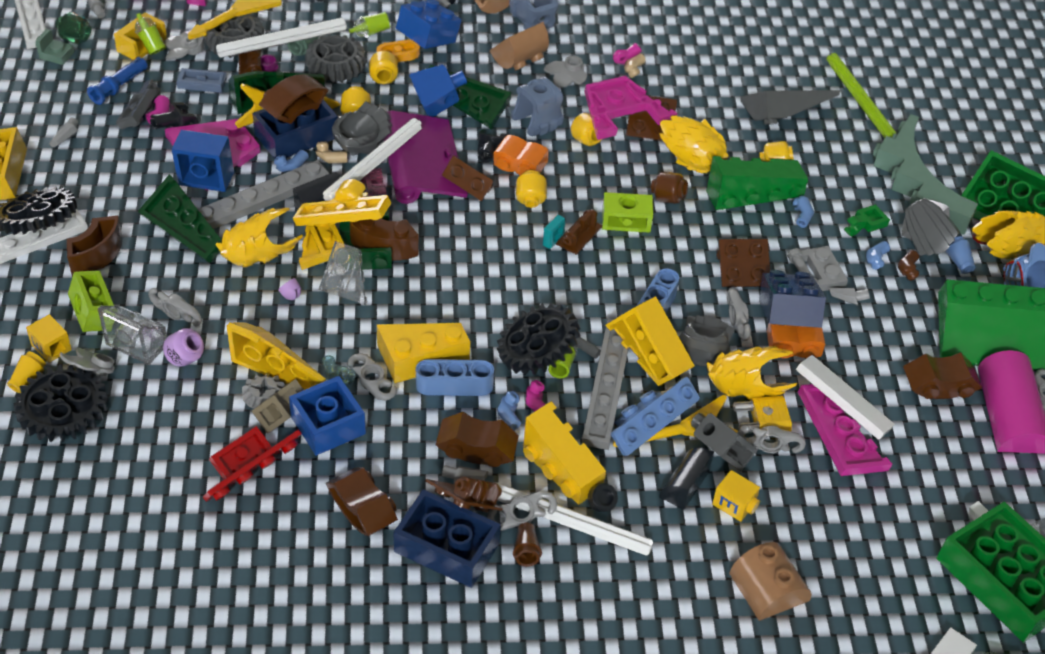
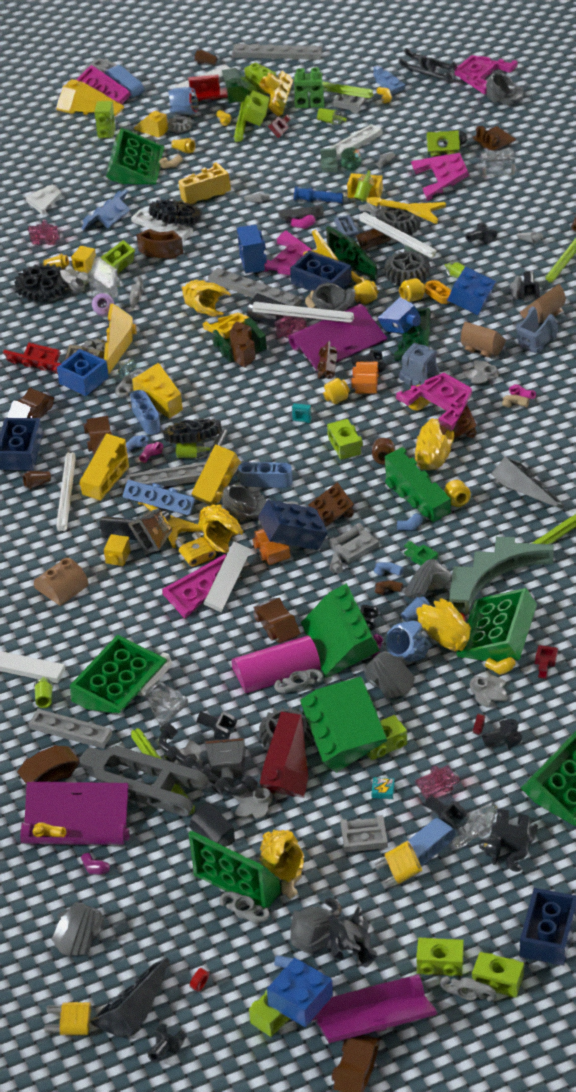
camera: 75 degrees right, 5 degrees down
(176, 117) = (298, 229): black piece -> none
(178, 217) = (209, 261): dark green wing -> none
(269, 63) = (380, 245): magenta plate -> none
(291, 289) = (179, 327): lavender hinge -> none
(293, 97) = (324, 255): reddish brown brick -> none
(297, 161) = (288, 287): medium blue arm -> none
(344, 274) = (201, 340): clear wing -> none
(348, 205) = (244, 315): yellow plate -> none
(457, 473) = (76, 441): light grey bar -> none
(470, 492) = (49, 438): reddish brown hinge -> none
(532, 500) = (57, 468): light grey piece -> none
(580, 232) = (304, 425): reddish brown hinge -> none
(602, 497) = (86, 497): black tile -> none
(784, 437) = (173, 554): light grey piece -> none

